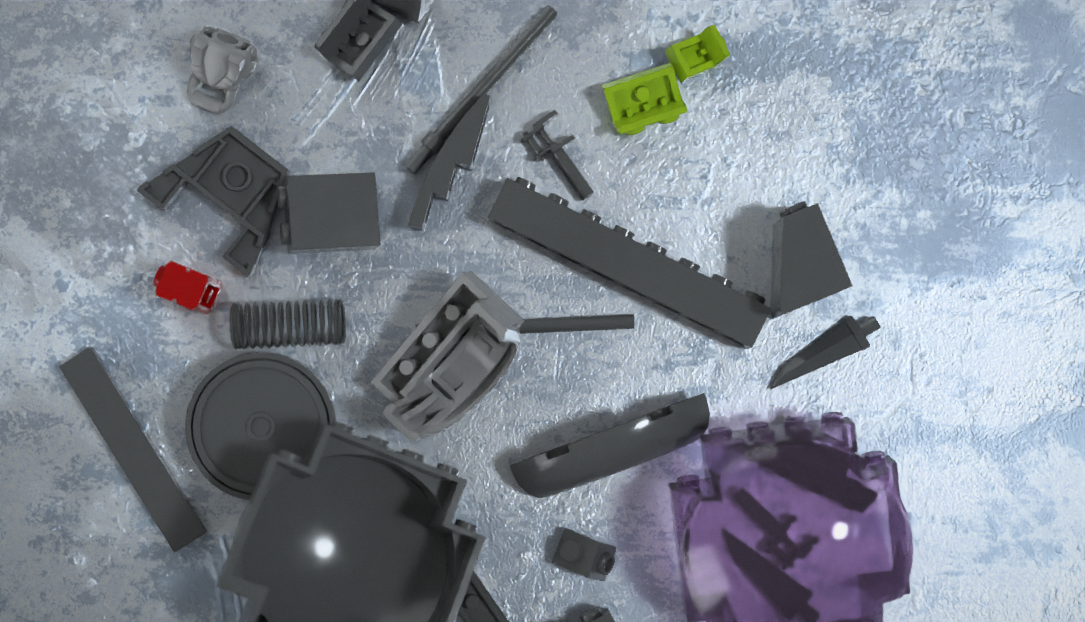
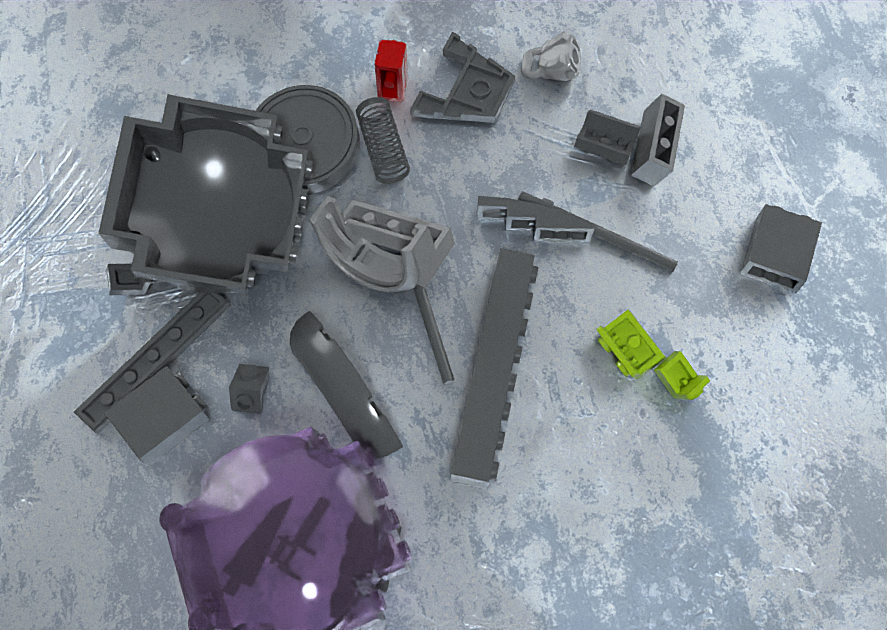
camera: 75 degrees right, 20 degrees down
(133, 449) = (278, 66): dark grey tile -> none
(329, 213) = (471, 146): dark grey brick -> none
(559, 155) = (566, 295): dark grey piece -> none
(804, 260) = (535, 498): dark grey slope -> none
(835, 345) = (475, 557): dark grey bar -> none

